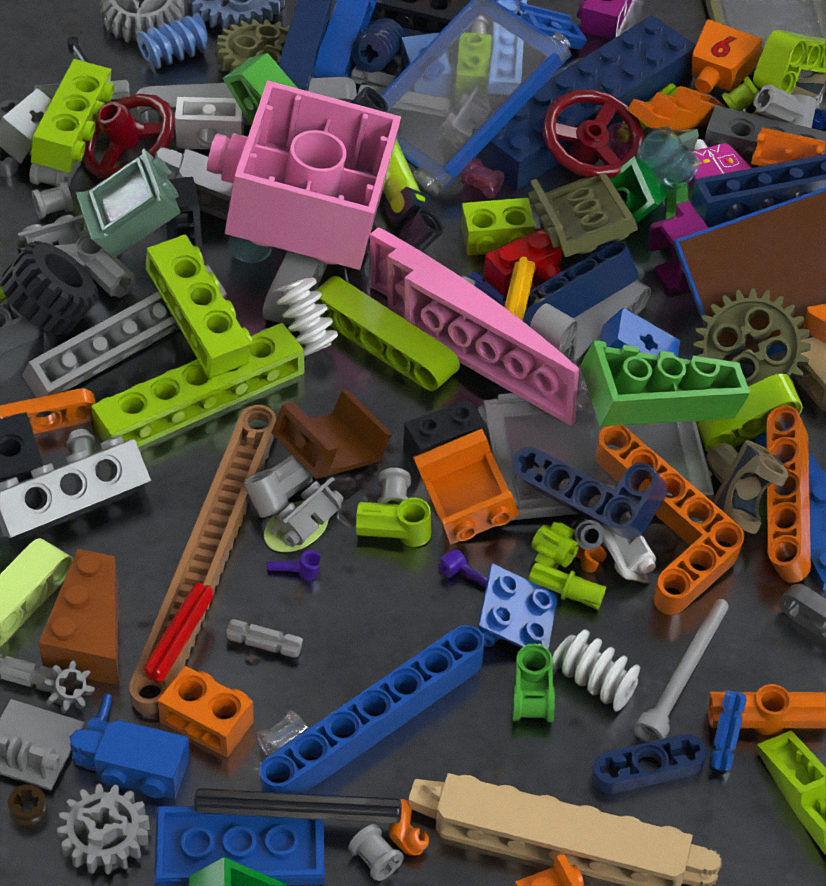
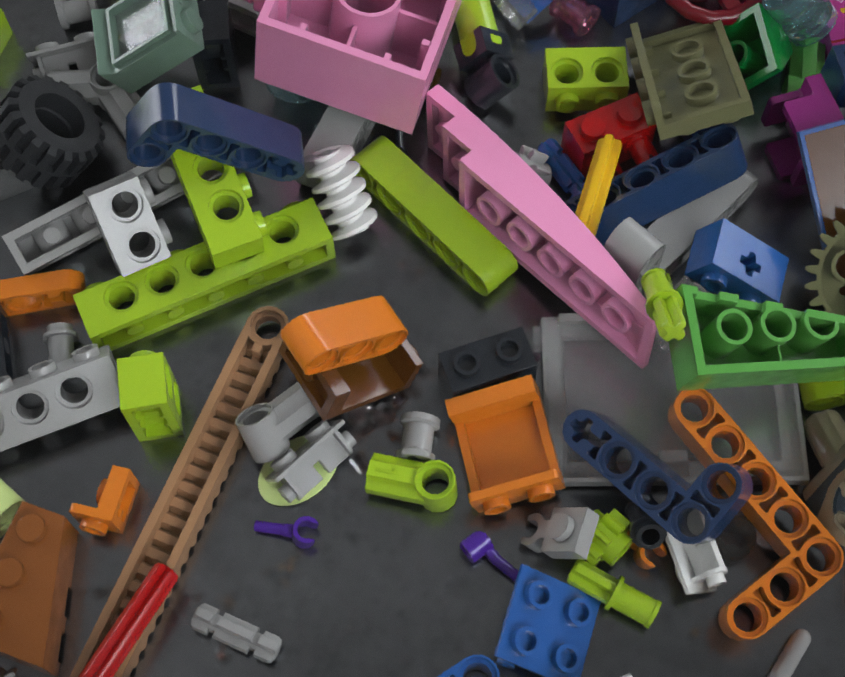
camera: 10 degrees right, 15 degrees up
(124, 350) = (120, 227): none -> light grey brick
(146, 558) = (114, 501): none -> orange bracket
(170, 472) = (149, 396): none -> lime brick
(183, 252) = (212, 128): none -> dark blue beam
(328, 406) = (343, 334): none -> orange beam
(524, 541) = (565, 534): none -> light grey plate
(580, 355) = (663, 304): none -> lime axle

